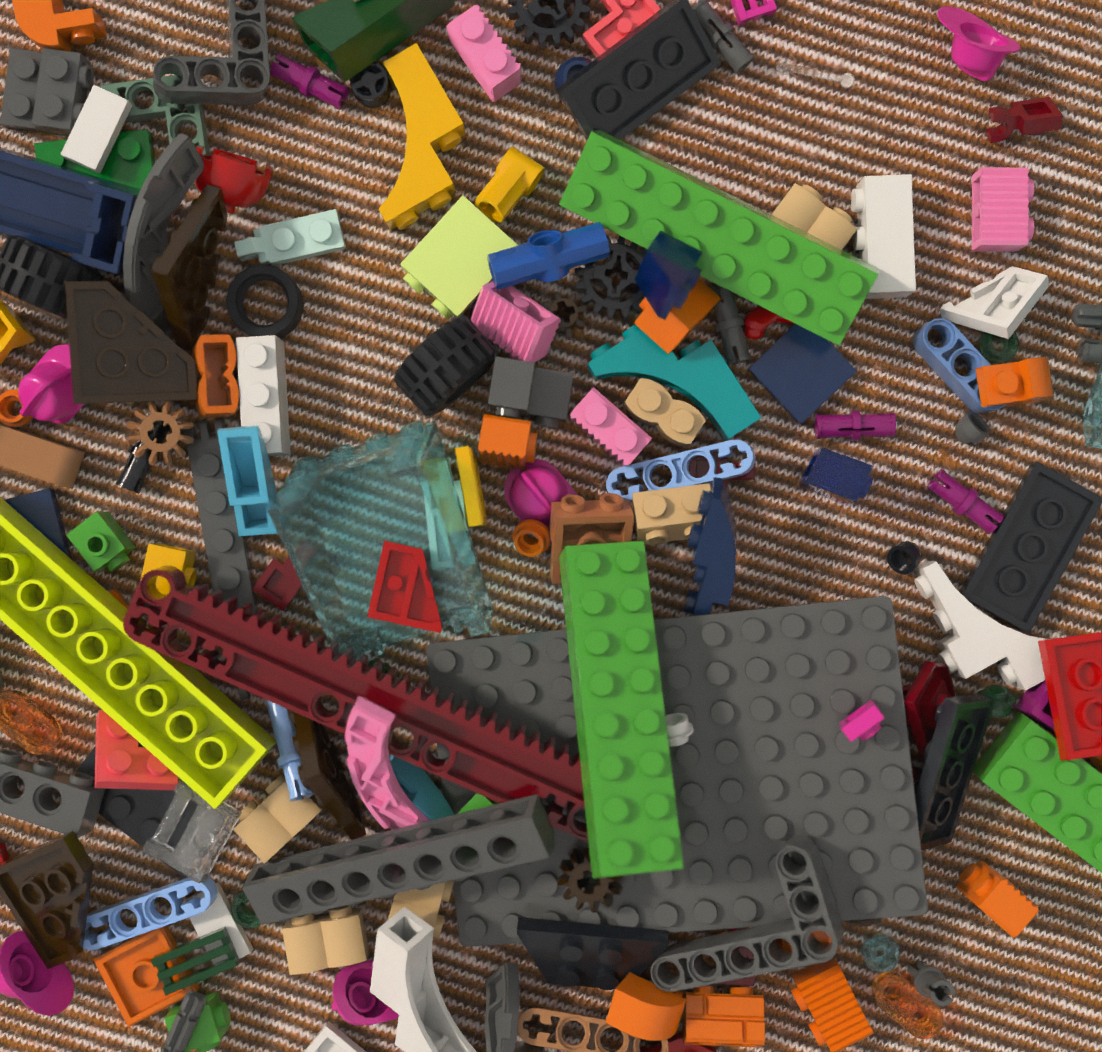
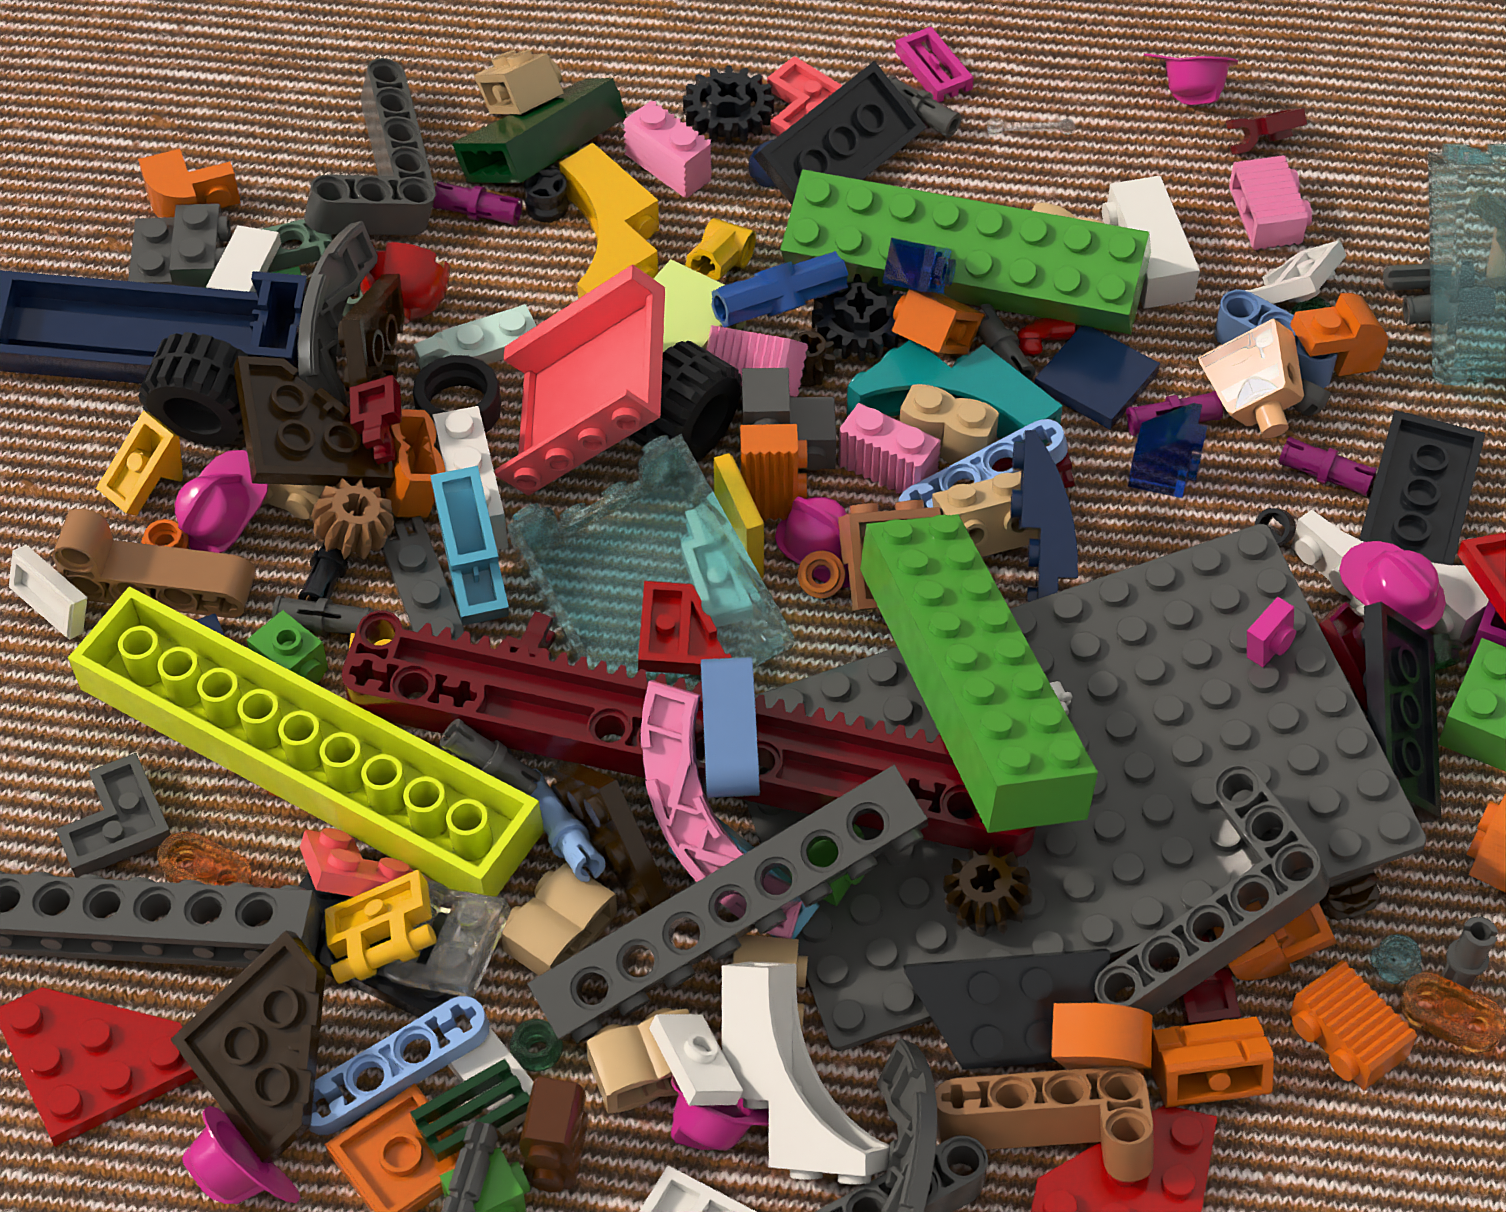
camera: 10 degrees left, 35 degrees down
(133, 506) = (323, 613): none -> dark grey pin
(140, 810) = (373, 916): none -> yellow plate
(182, 342) = (372, 411): none -> dark red plate
(235, 697) = (489, 757): none -> dark grey pin
(246, 1002) = (554, 1134): none -> reddish brown brick
(351, 977) = (696, 1059): none -> white plate
(368, 339) = (587, 378): none -> coral panel
(415, 738) = (730, 727): none -> medium blue beam
(931, 416) = (1257, 376): none -> light nougat torso
(978, 648) = (1395, 577): none -> dark pink piece

